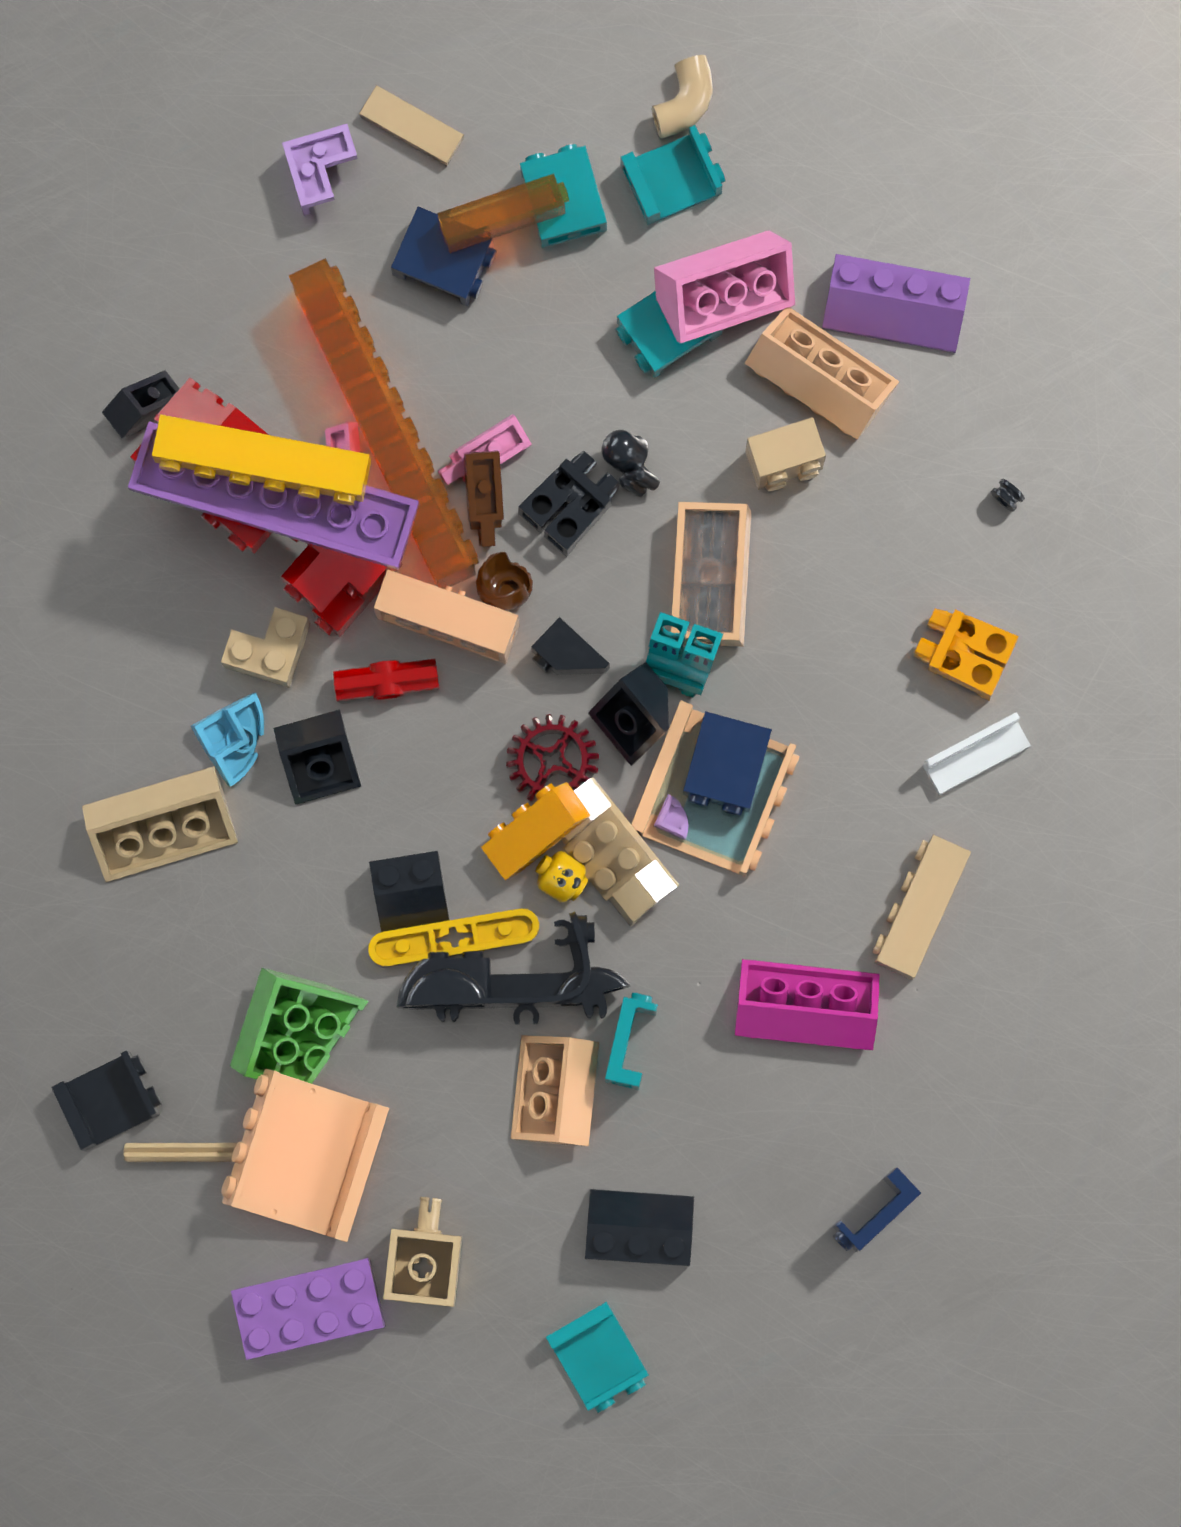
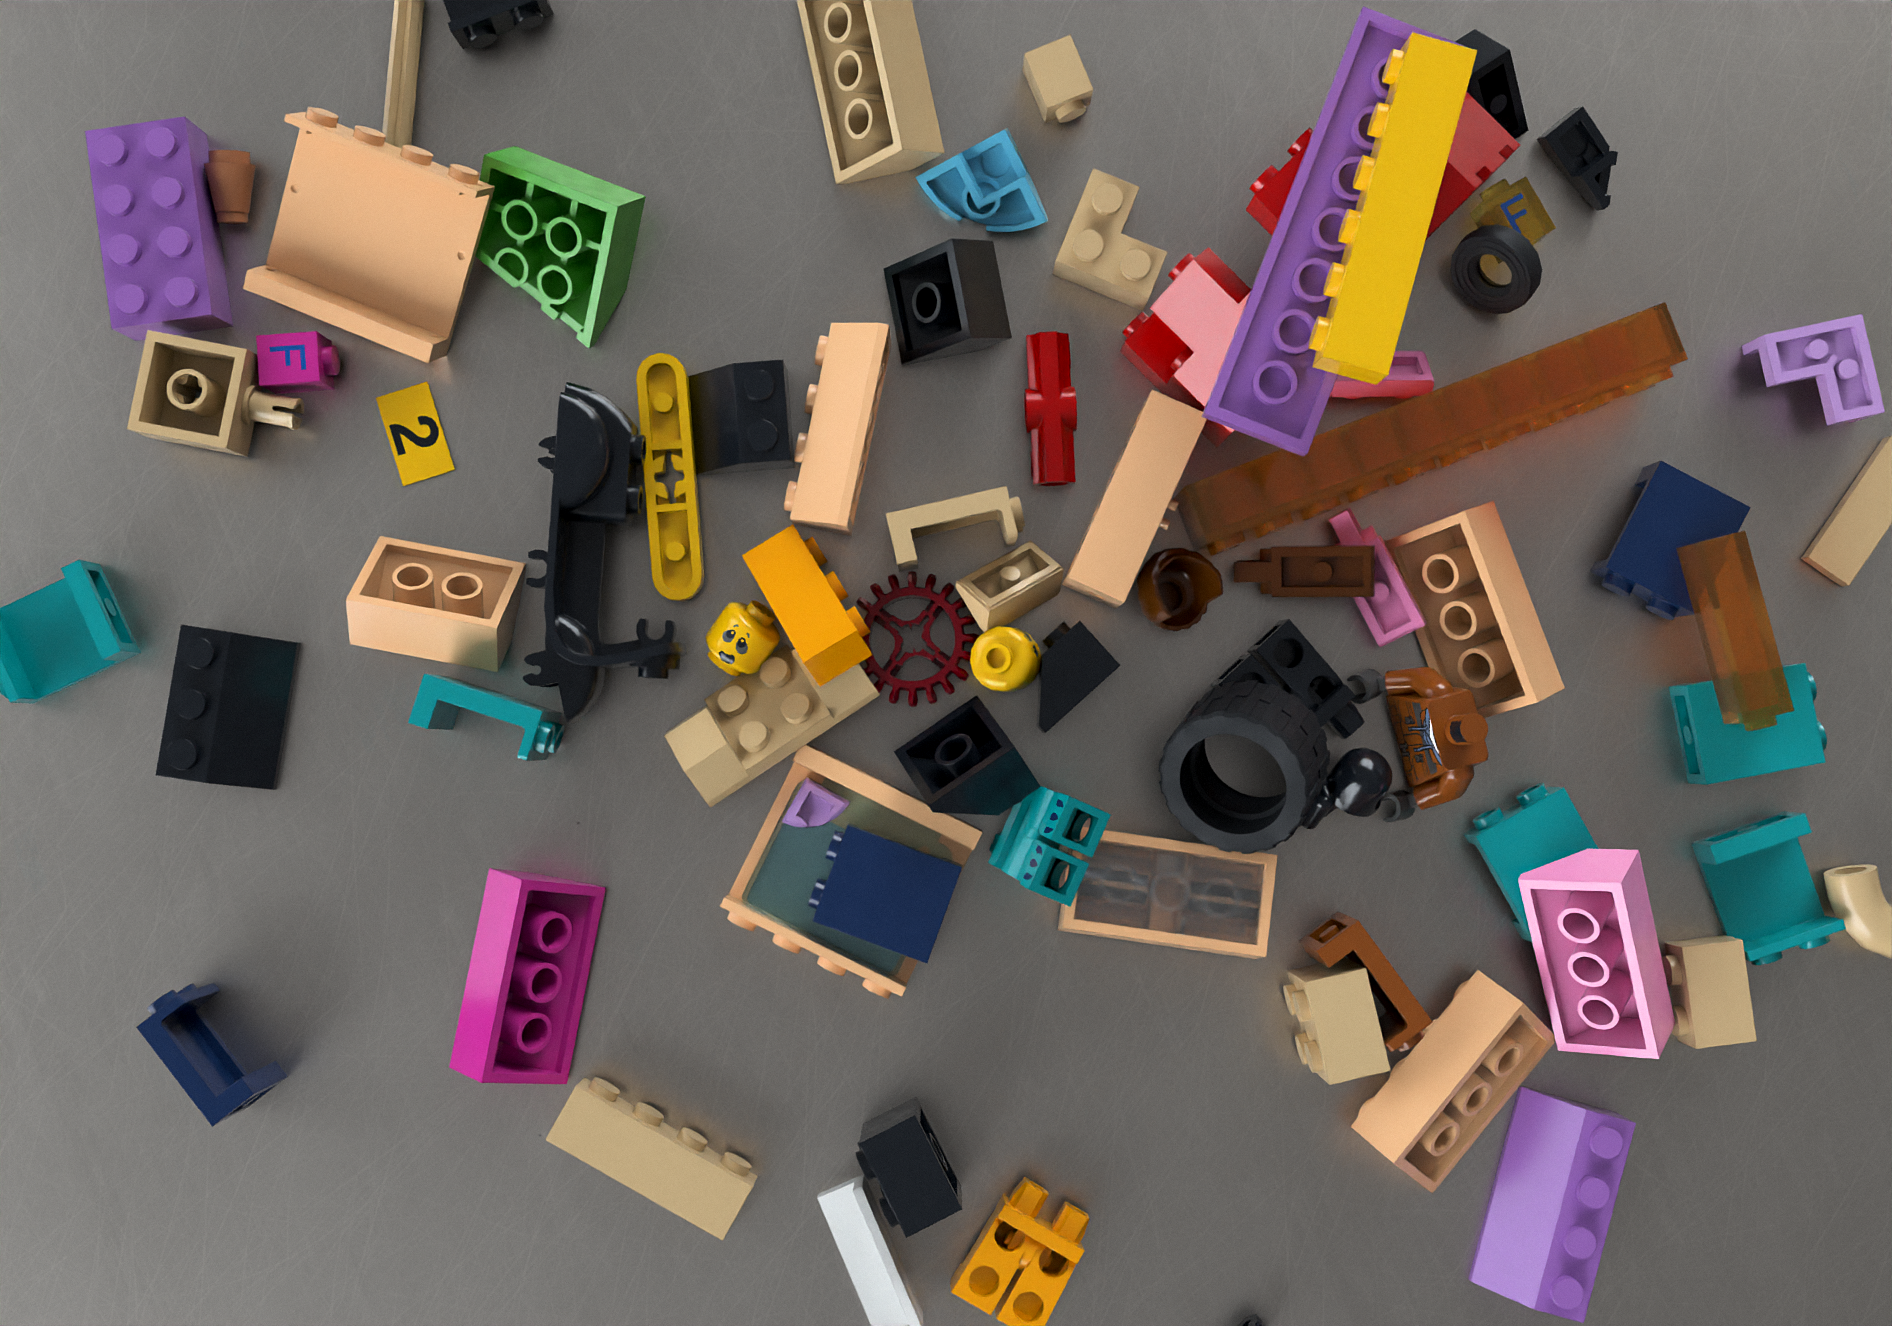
camera: 90 degrees right, 5 degrees up
(157, 693) = (1058, 80): none -> tan brick
(180, 333) = (1581, 155): none -> black slope
(230, 377) = (1515, 208): none -> clear yellow brick
(271, 1264) = (230, 184): none -> nougat cone
(280, 392) = (1514, 251): none -> black tyre
(394, 1203) = (297, 362): none -> dark pink brick
(411, 820) = (840, 426): none -> light nougat slope
(436, 1122) = (415, 433): none -> yellow sticker
(479, 771) = (952, 515): none -> tan panel
(503, 380) = (1476, 610): none -> light nougat slope
(510, 696) = (1010, 586): none -> tan slope
(561, 695) = (1005, 659): none -> yellow head
(586, 403) = (1435, 732): none -> dark orange torso
(652, 544) = (1219, 812): none -> black tyre
(730, 449) = (1345, 936): none -> dark orange panel
(745, 209) = (1709, 991): none -> tan brick
(910, 729) = (909, 1167): none -> black brick

